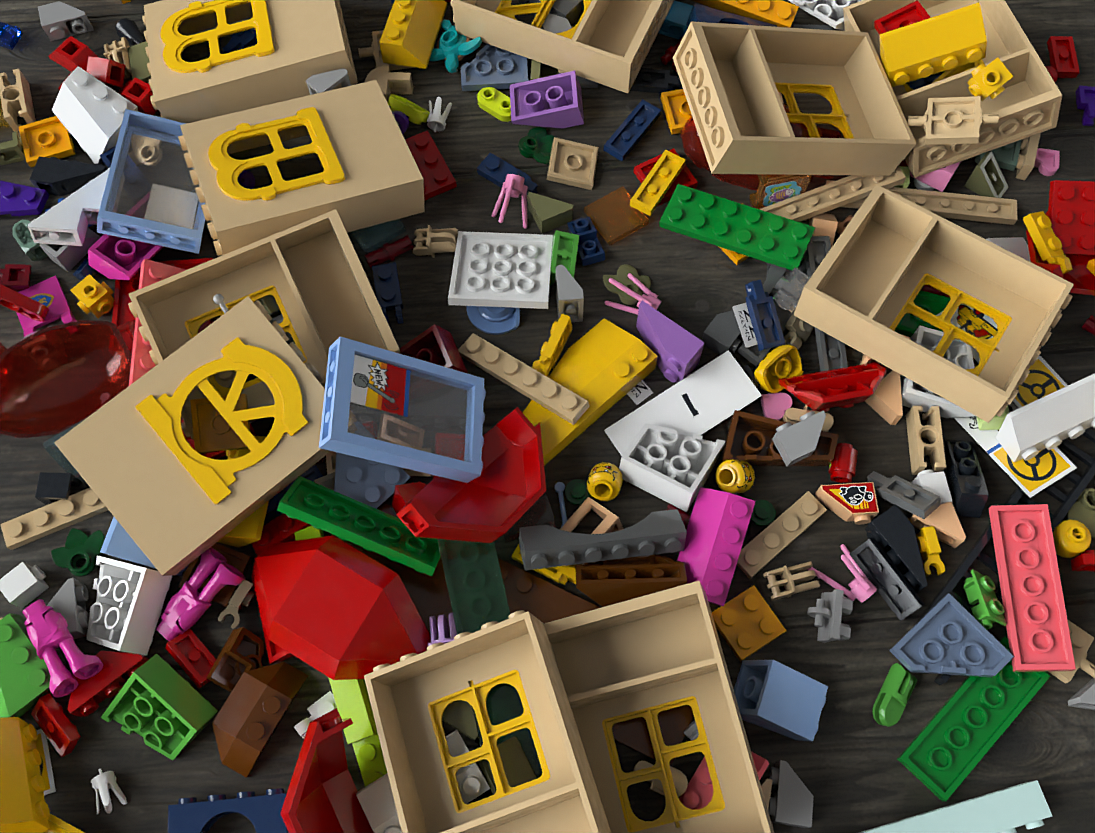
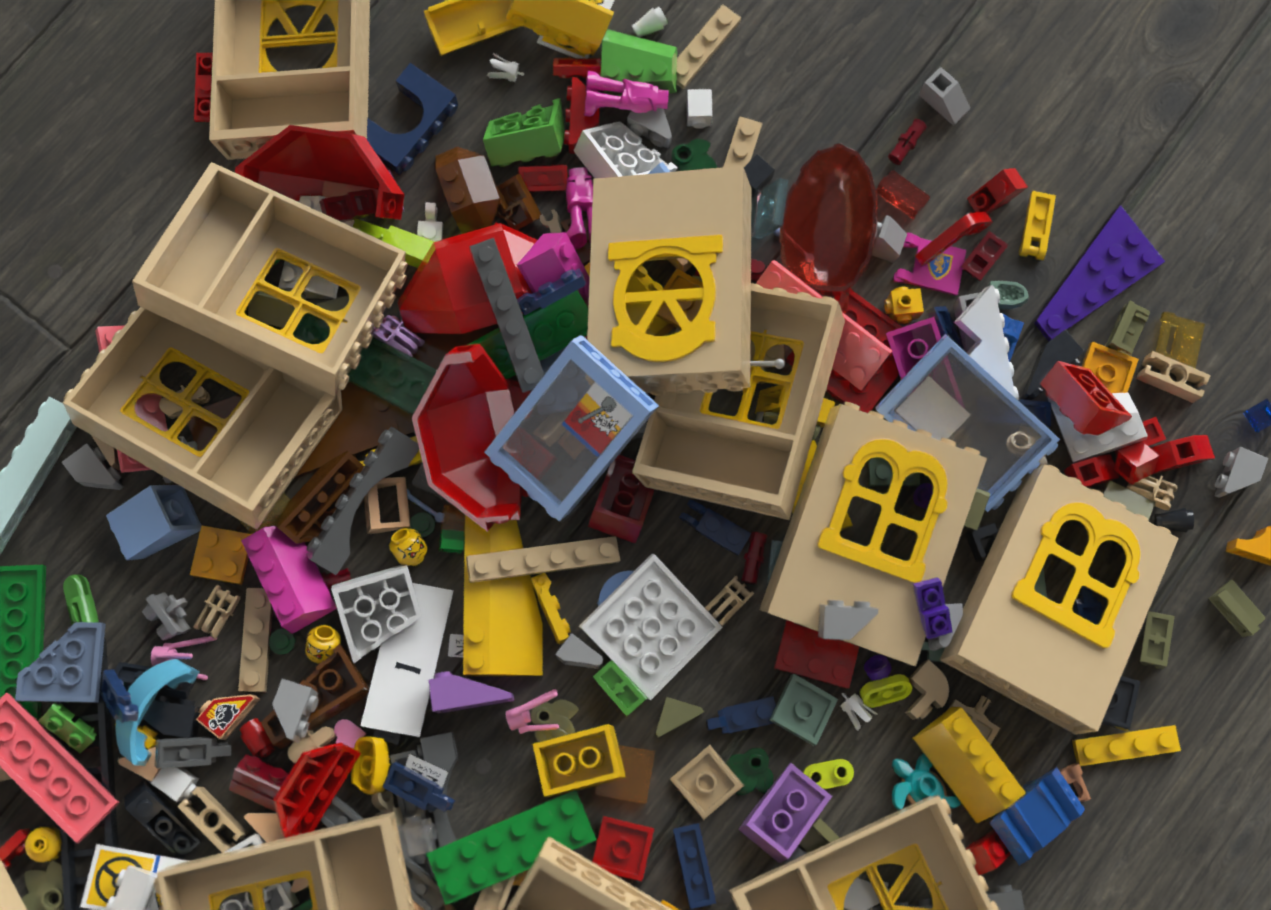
camera: 125 degrees right, 10 degrees up
(80, 123) = (1084, 399): none -> red slope
(275, 544) = (549, 259): none -> dark pink slope
(296, 521) = (552, 292): none -> dark blue hinge
(323, 577) = (507, 313): none -> dark grey arch
(327, 89) = (932, 608): none -> dark purple slope
(362, 794) = (350, 206): none -> dark red slope
(384, 126) = (844, 621): none -> light grey slope
(468, 142) = (803, 709): none -> sand green plate
(493, 69) = (863, 800): sand blue plate -> none
(512, 187) = (720, 704): bright pink plant -> none
(563, 463) = (452, 530): none -> leg
(589, 247) = (626, 727): dark blue slope -> none
(638, 236) = (579, 760): none -> yellow brick
(657, 182) = (616, 828): yellow plate -> none
(868, 428) = (257, 781): none -> dark red brick
(910, 560) = (142, 693): none -> medium azure windscreen
(930, 571) = (117, 698): none -> dark blue hinge

